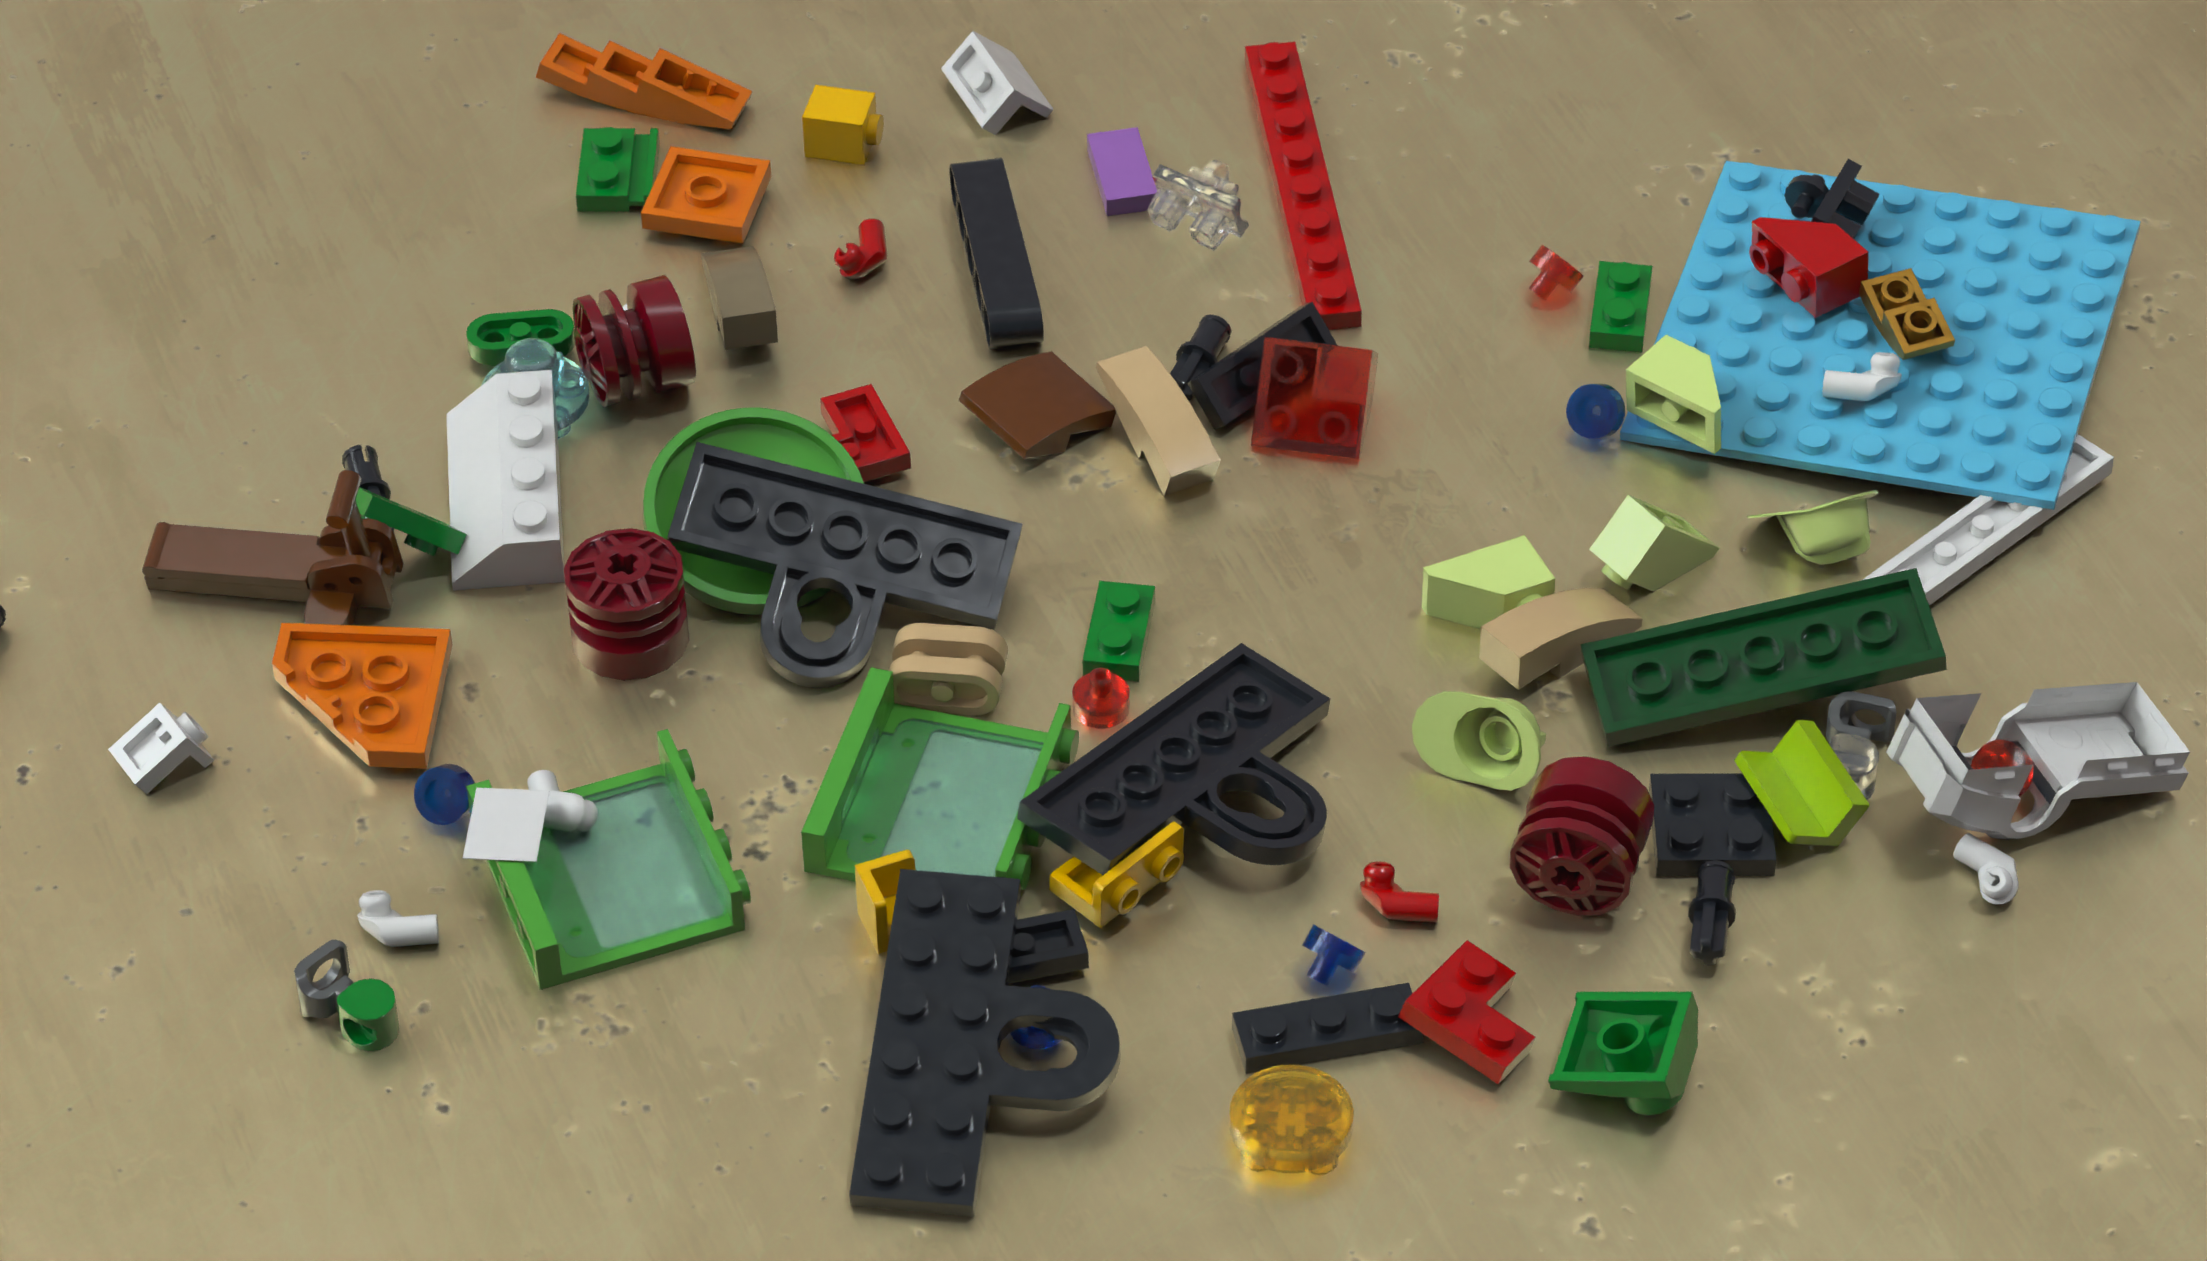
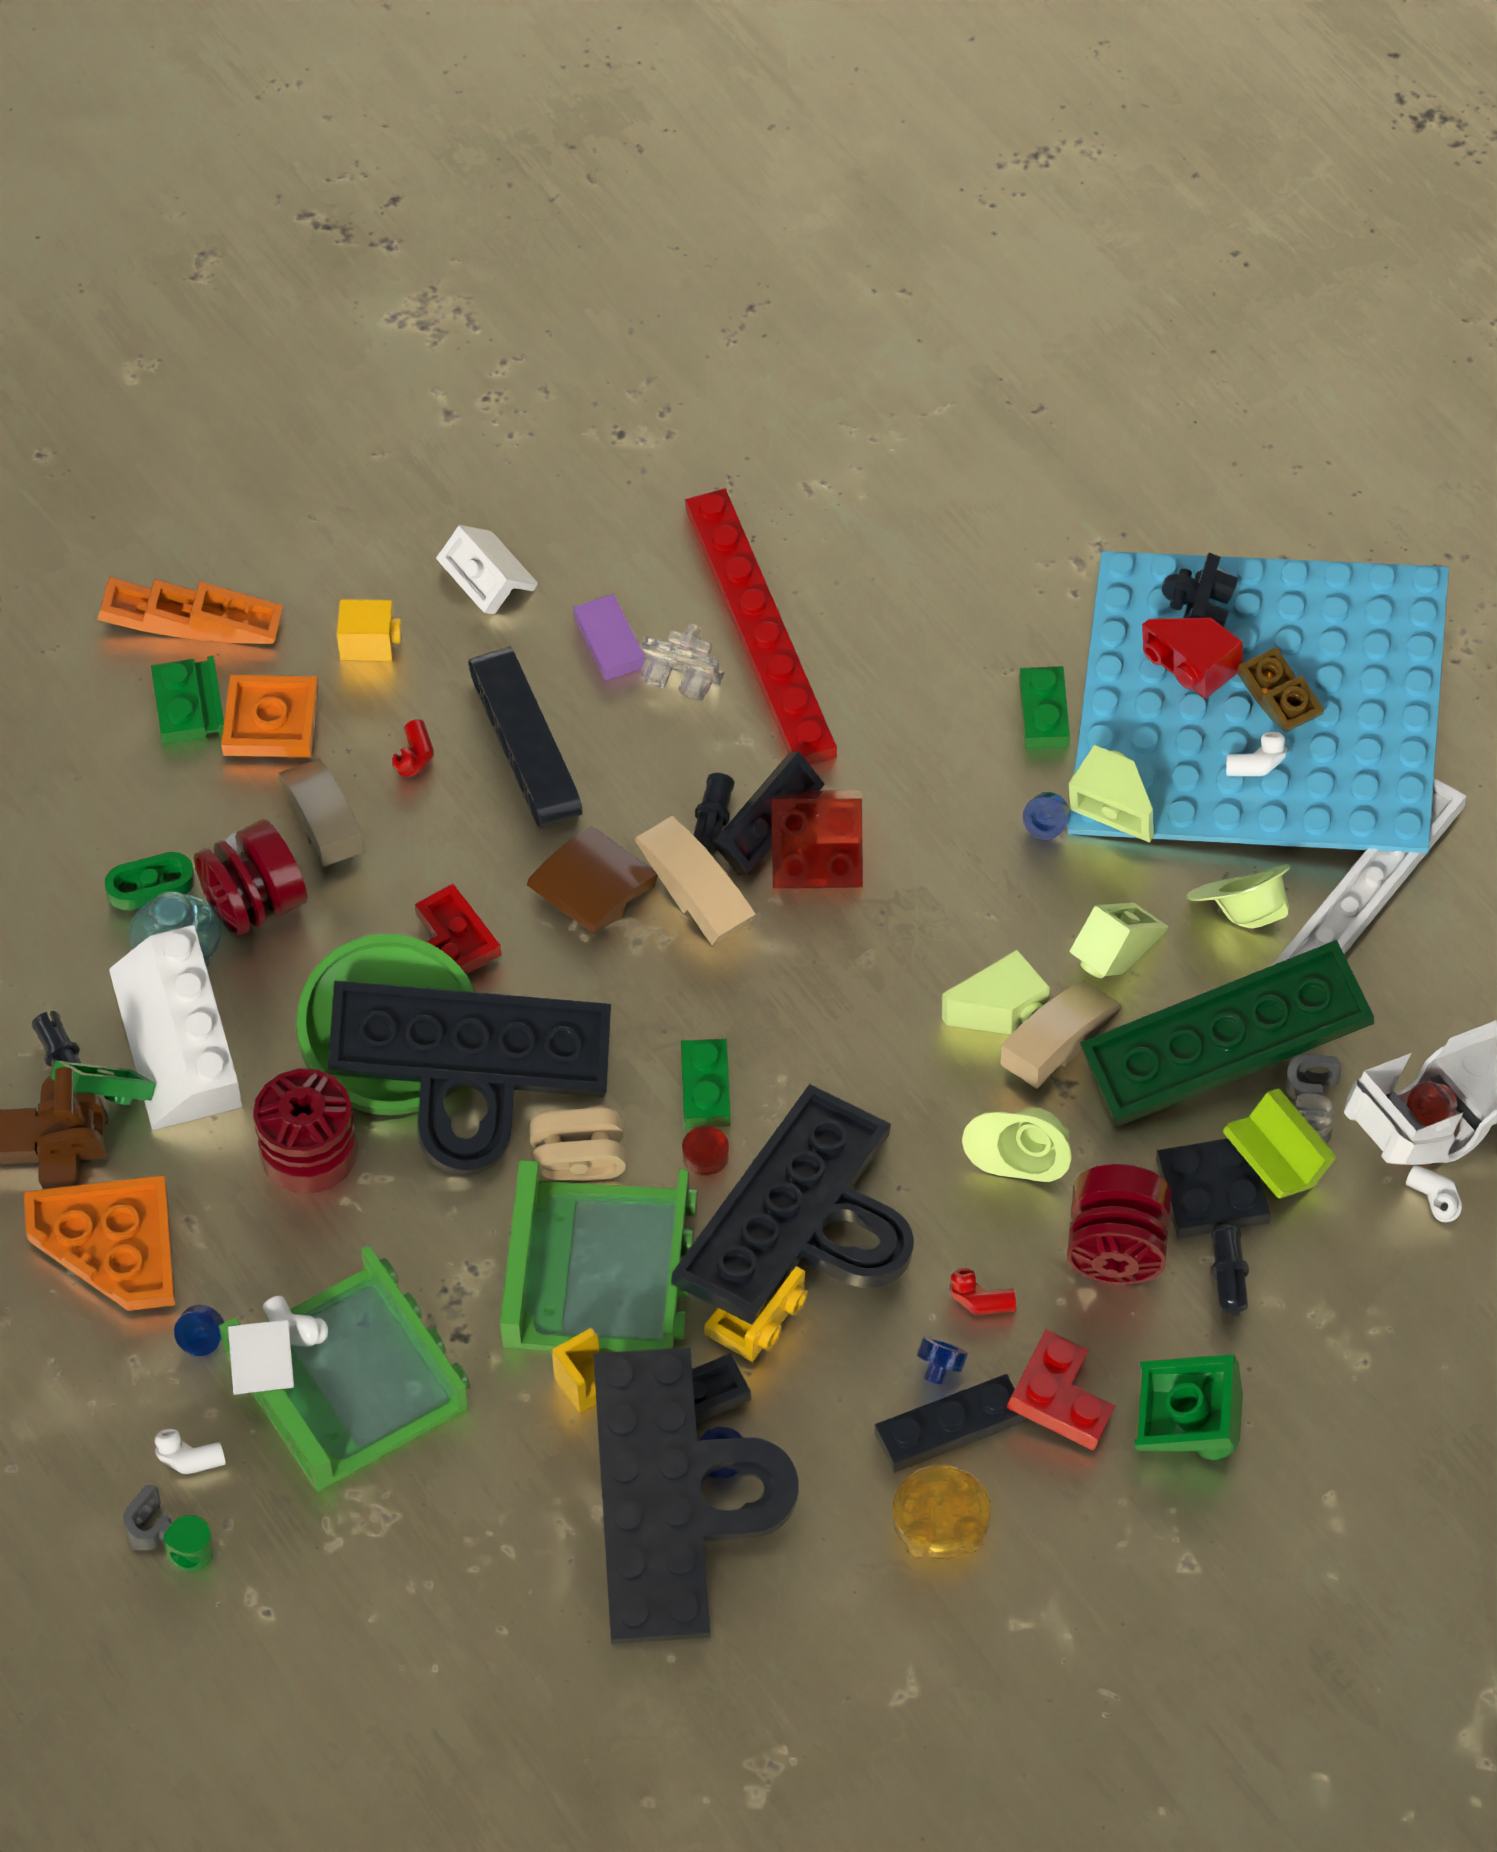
camera: 10 degrees left, 10 degrees up
(1553, 272) = (984, 685): clear red tile -> none

